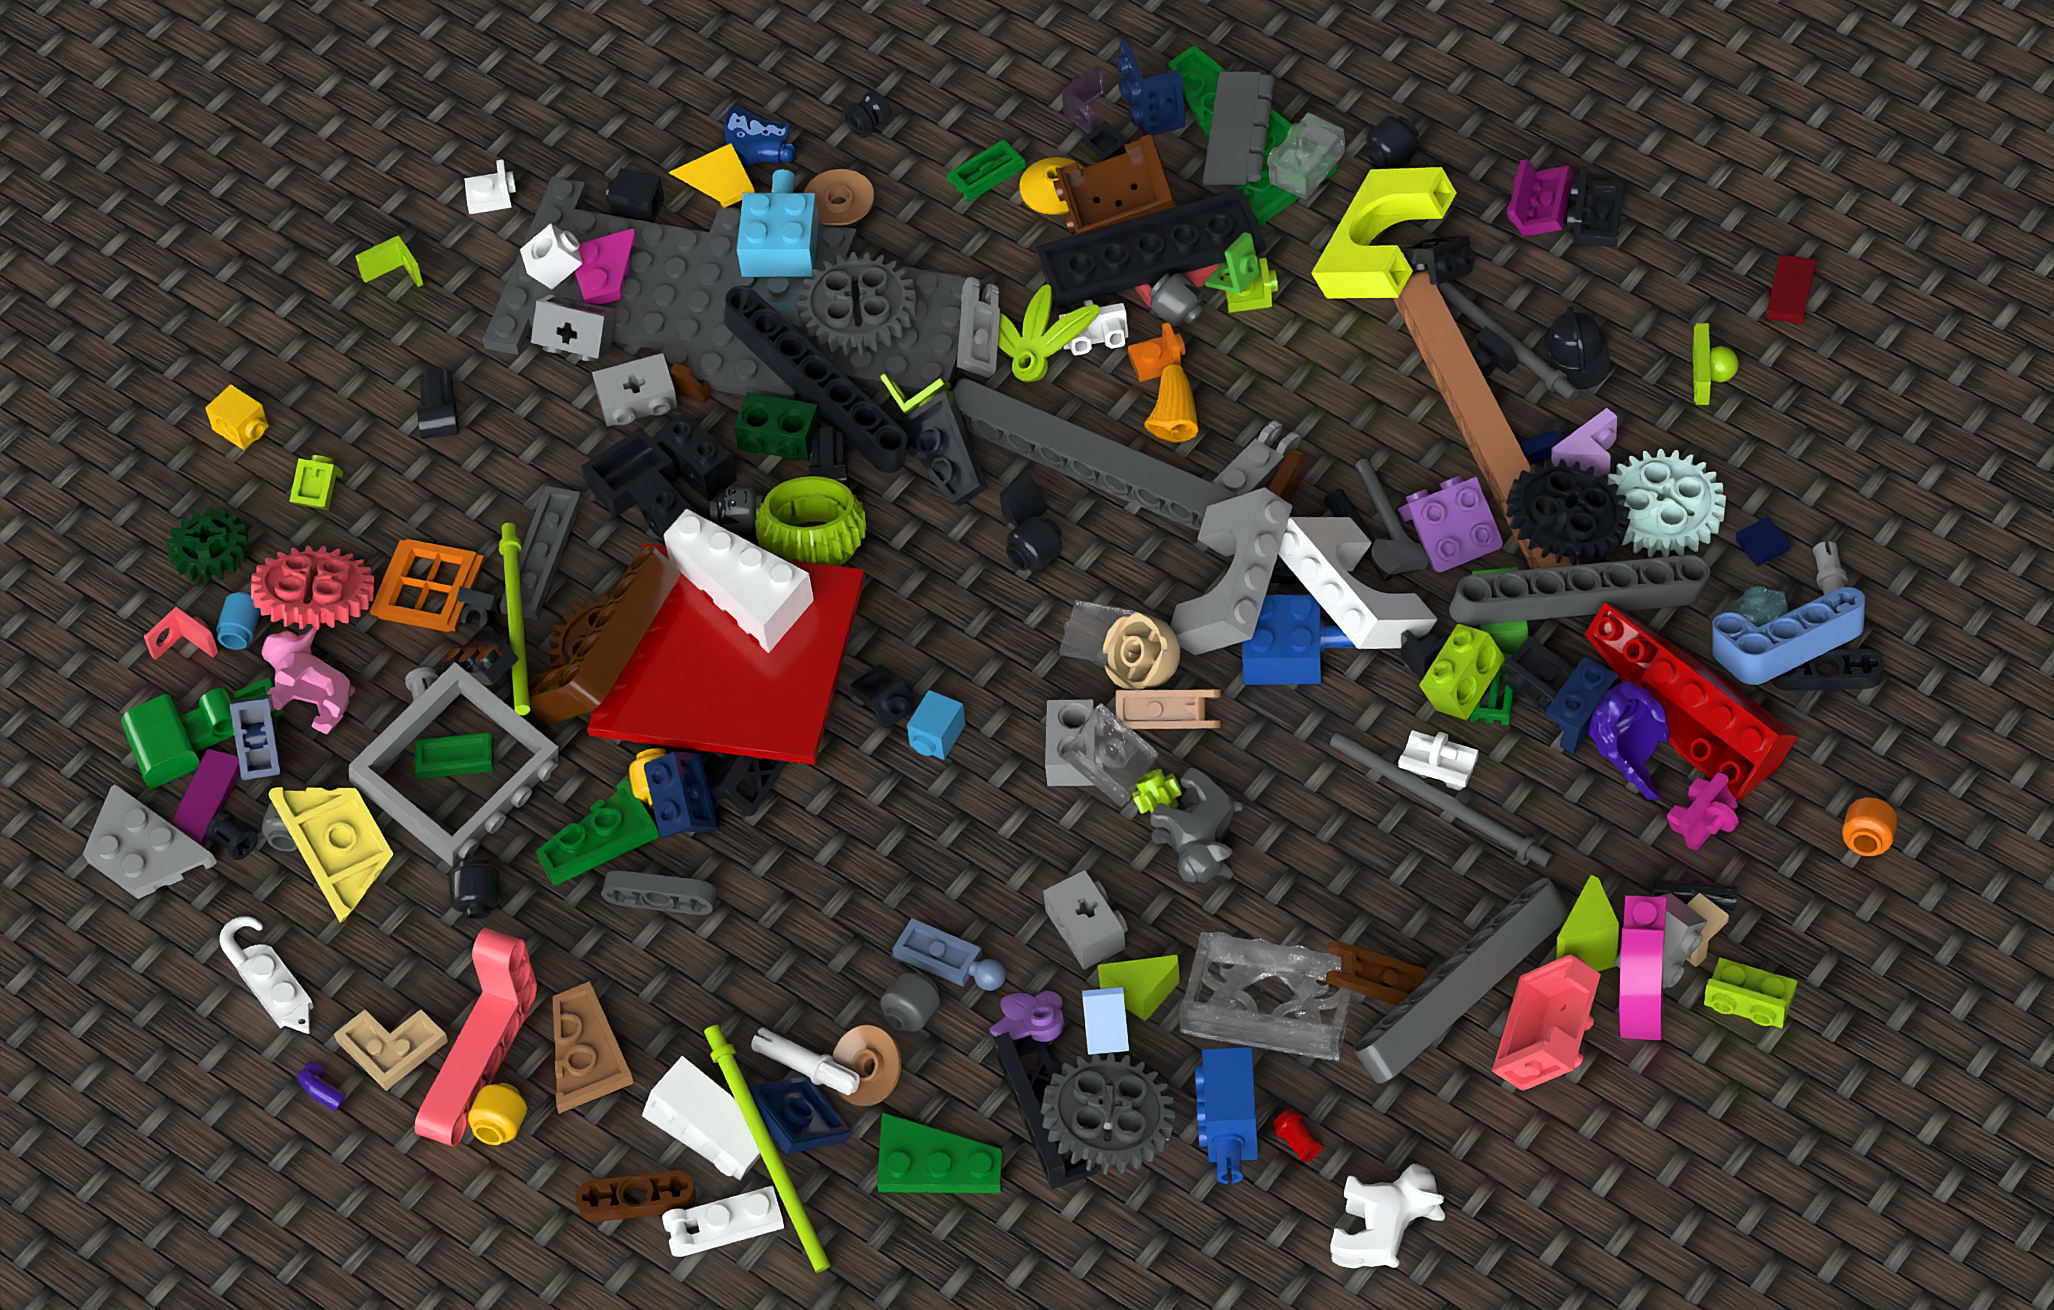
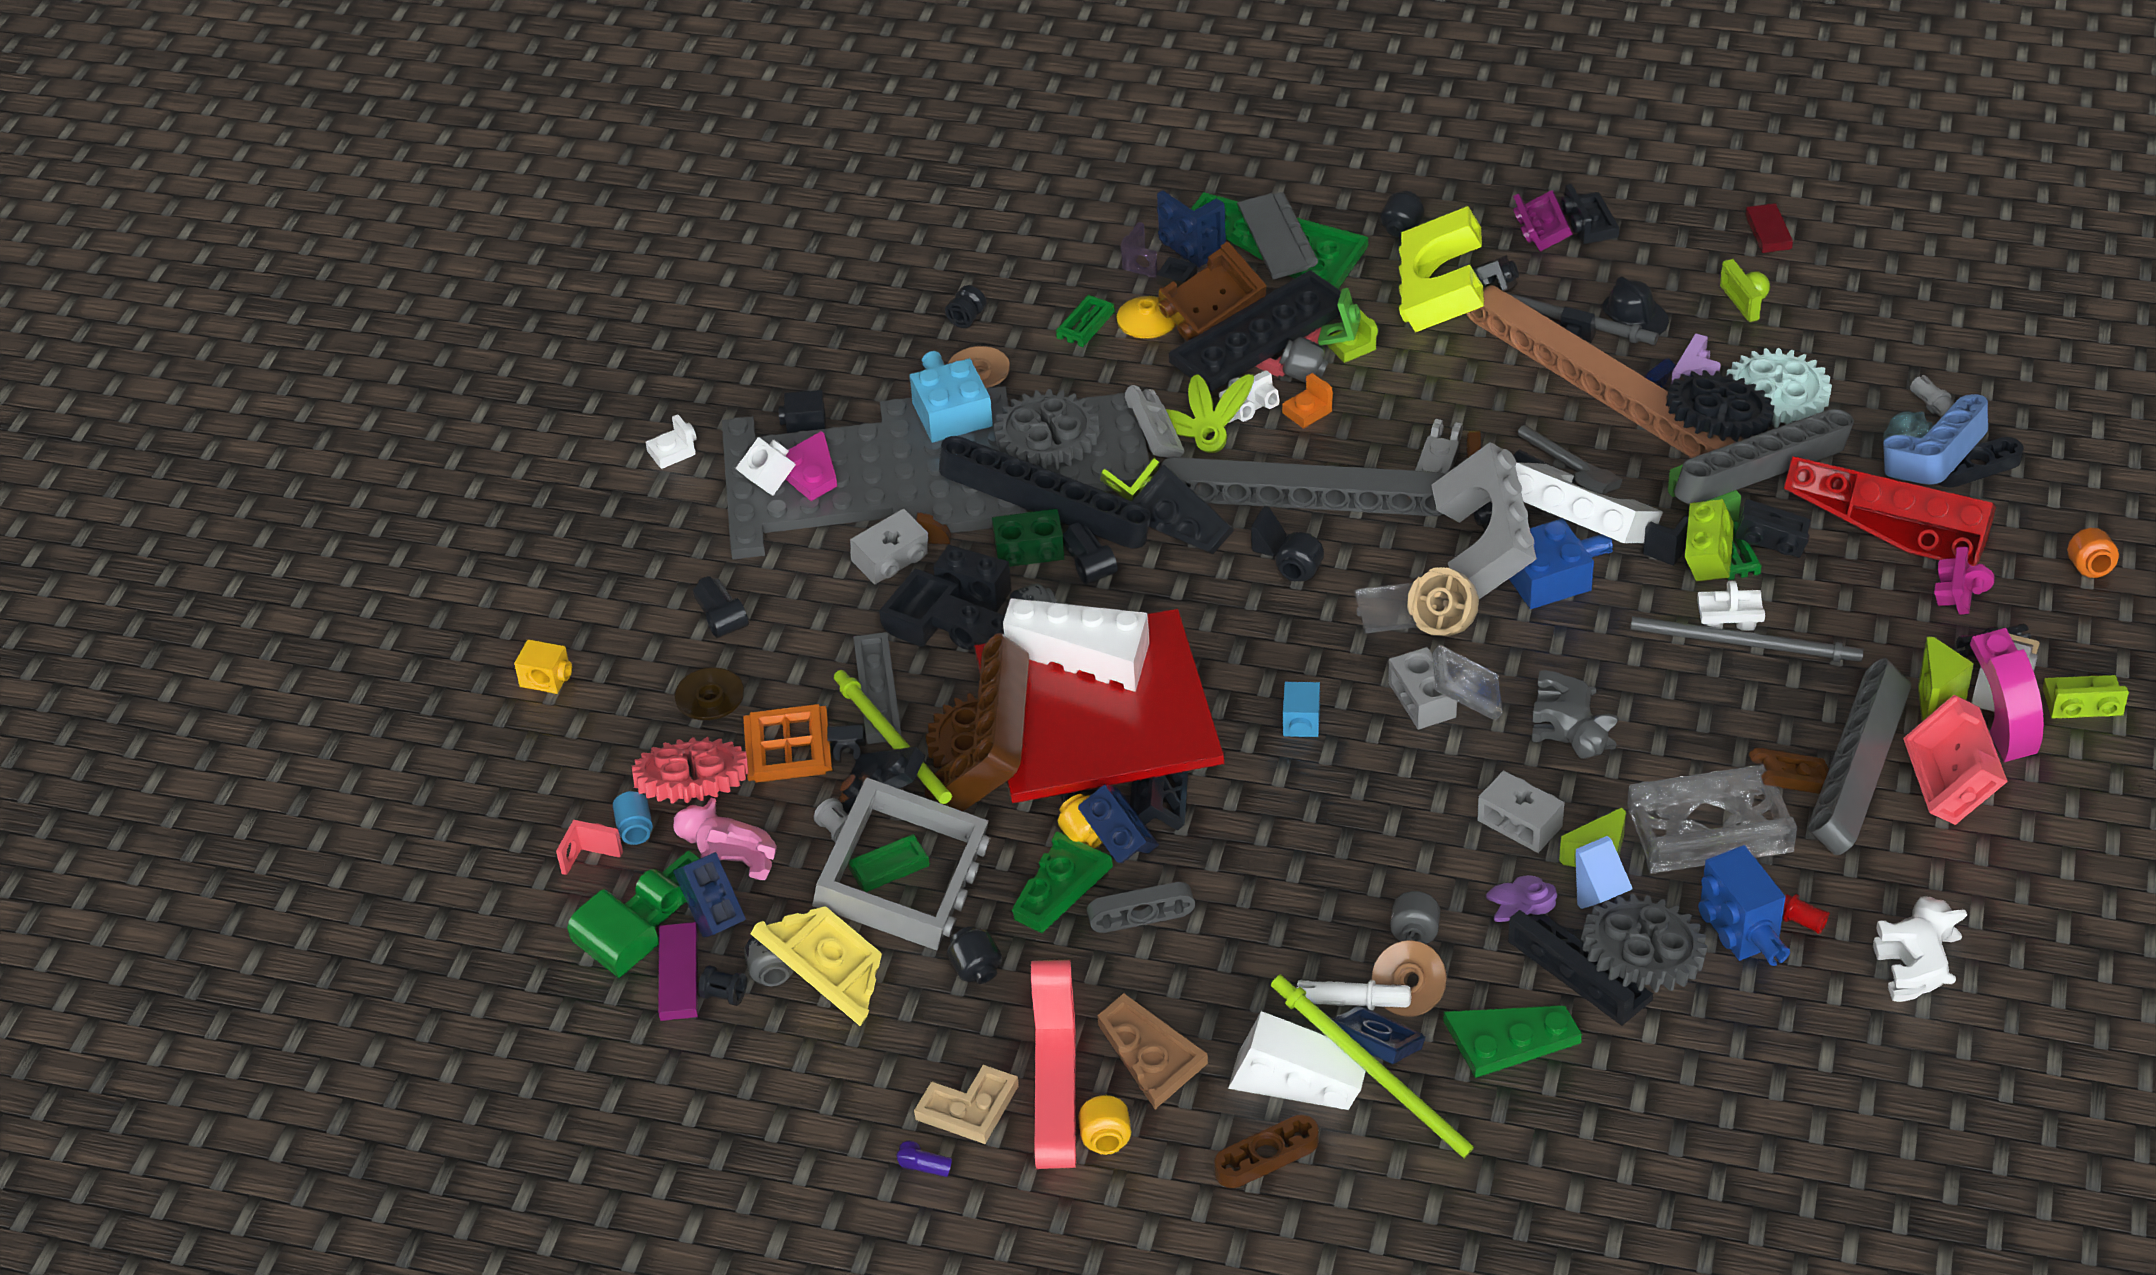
camera: 25 degrees left, 10 degrees down
(140, 847) = (641, 1022): light grey wing -> none
(208, 544) = (570, 768): dark green gear -> none
(268, 977) = (821, 1090): white plate -> none
(314, 482) = (642, 694): lime bracket -> none
(376, 493) = (709, 693): none -> dark brown dish
(387, 257) = (613, 512): lime bracket -> none
(591, 322) = (826, 505): brick -> none
(717, 175) = (872, 376): yellow slope -> none
(723, 1221) = (1358, 1144): white plate -> none
(756, 138) = (880, 351): blue arm -> none
(811, 501) = (1109, 583): lime gear -> none
(884, 694) = (1241, 698): black bracket -> none
(947, 956) = (1423, 874): sand blue plate -> none
(1156, 789) = (1519, 700): lime gear -> none
(1165, 708) = (1487, 638): hinge -> none
(1175, 411) = (1351, 436): light orange piece -> none
(1306, 155) = (1346, 234): clear brick -> none
(1453, 523) = (1625, 445): medium lavender bracket -> none
(1578, 699) = (1817, 533): dark blue bracket -> none
(1627, 731) = (1865, 542): dark purple hair -> none
(1762, 541) = (1867, 393): clear blue tile -> none

